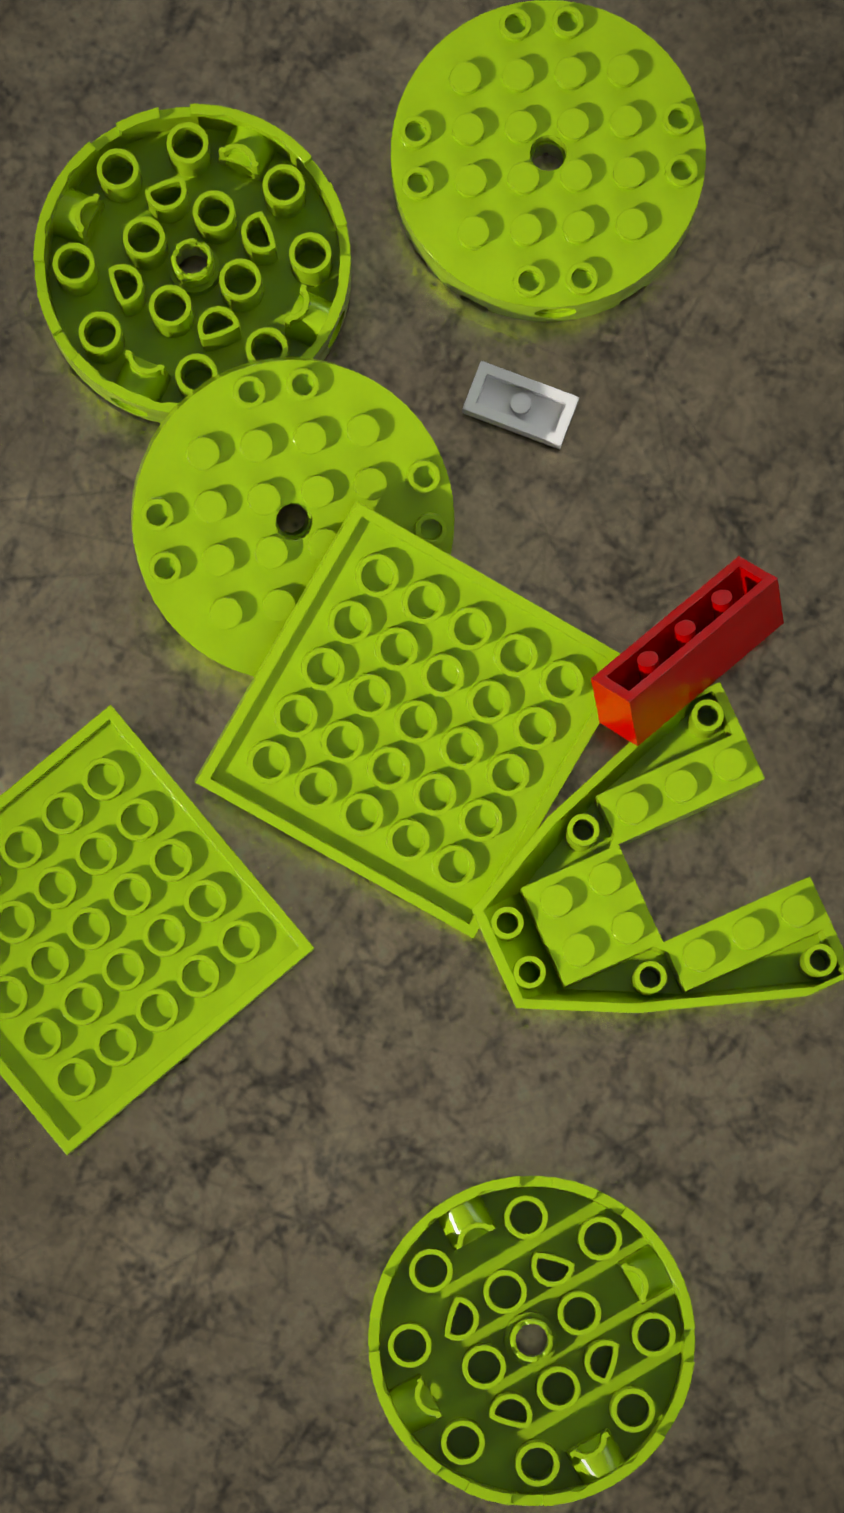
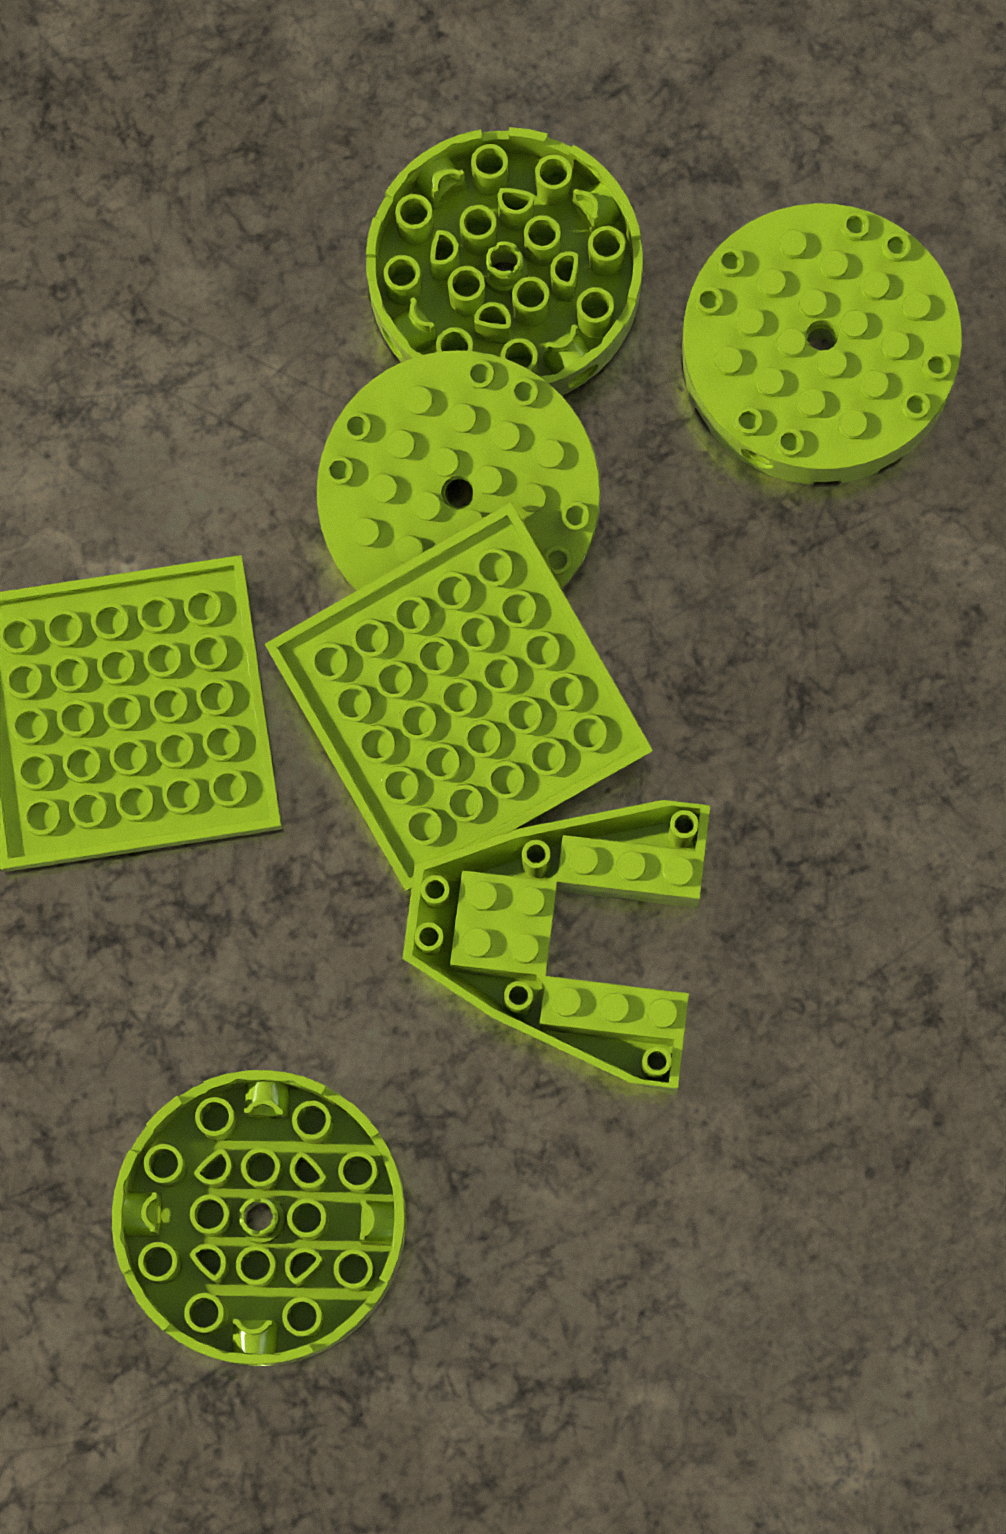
camera: 35 degrees right, 5 degrees down
(520, 404) = (689, 513): white plate -> none
(687, 650) = (699, 766): red brick -> none

